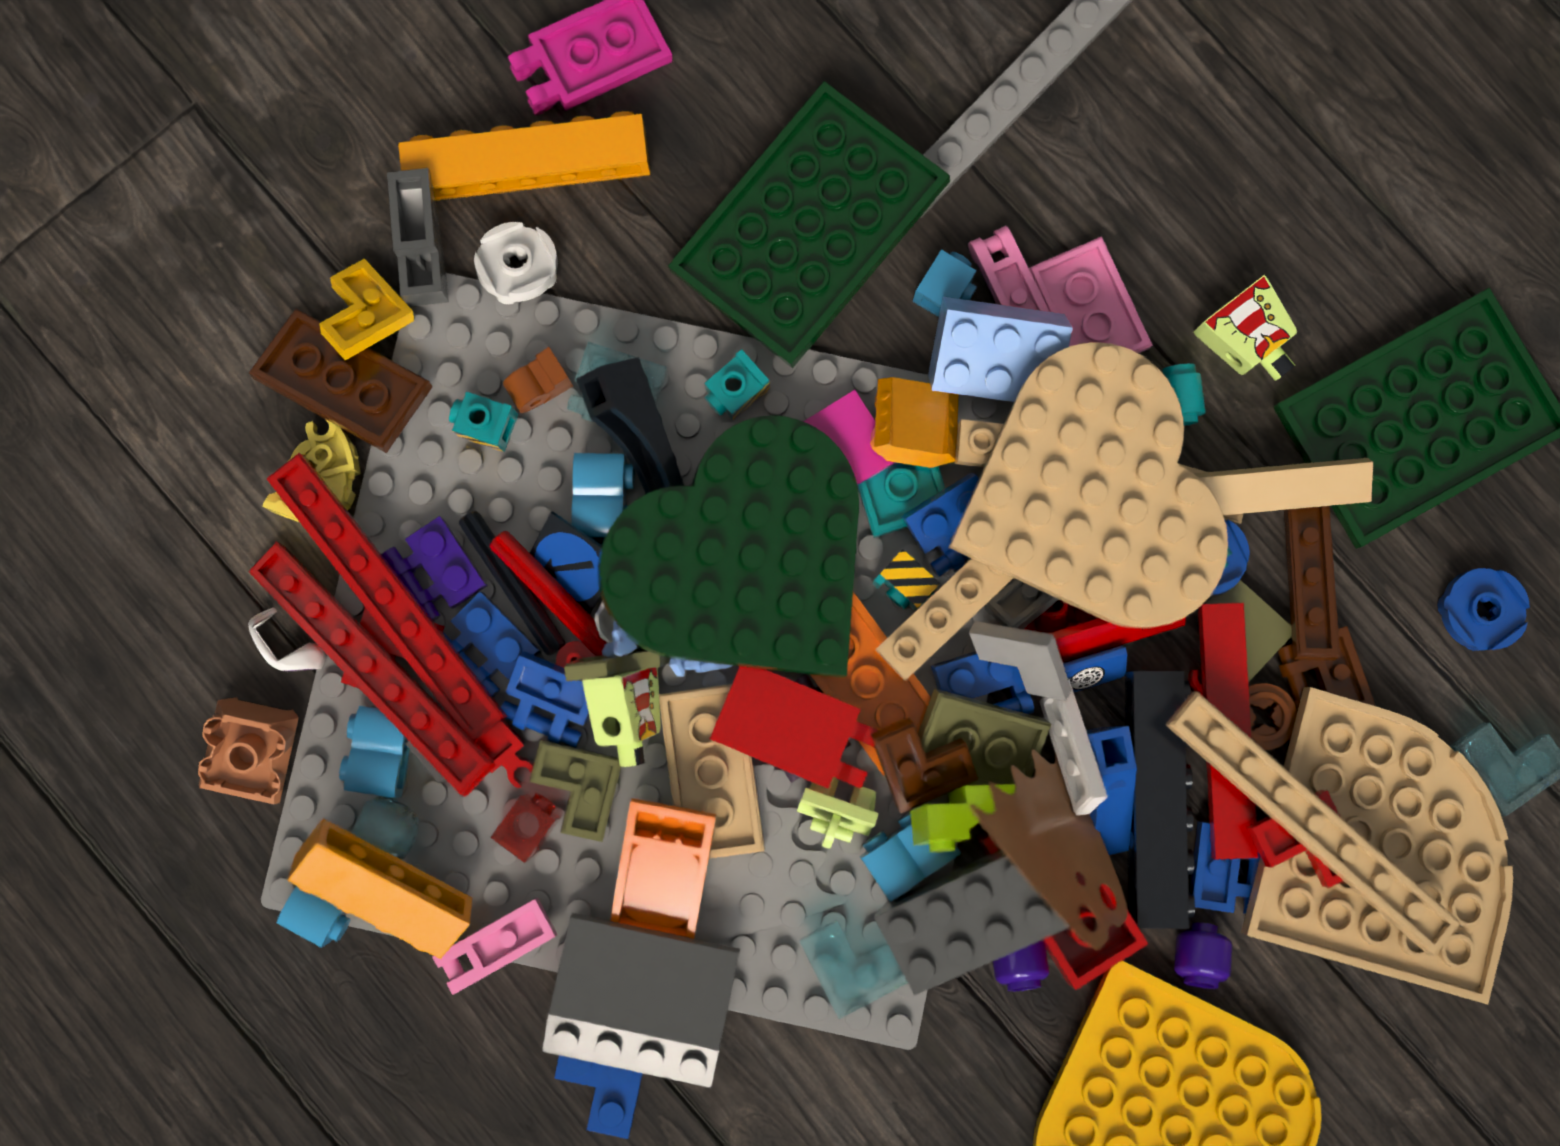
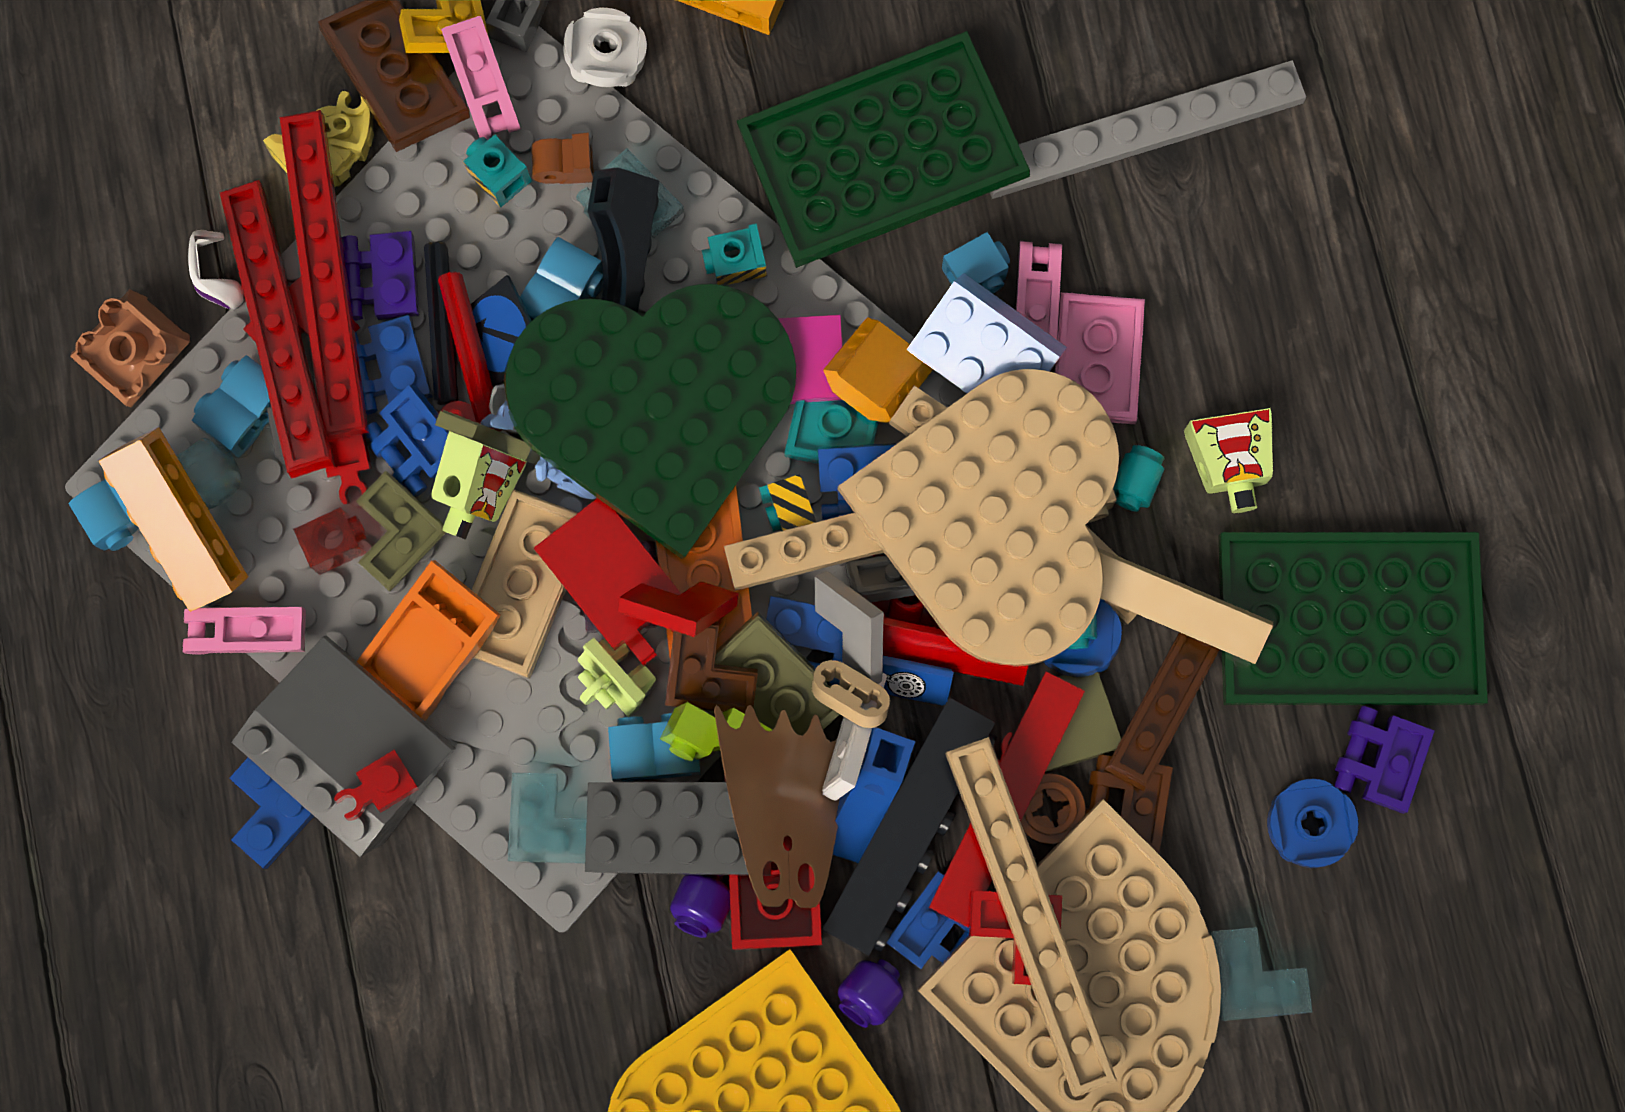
camera: 30 degrees right, 5 degrees down
(423, 346) = (480, 76): none -> bright pink plate
(698, 1018) = (383, 784): none -> red plate
(878, 728) = (684, 613): none -> red tile
(1054, 716) = (850, 694): none -> tan beam
(1525, 519) = (1397, 762): none -> dark purple plate

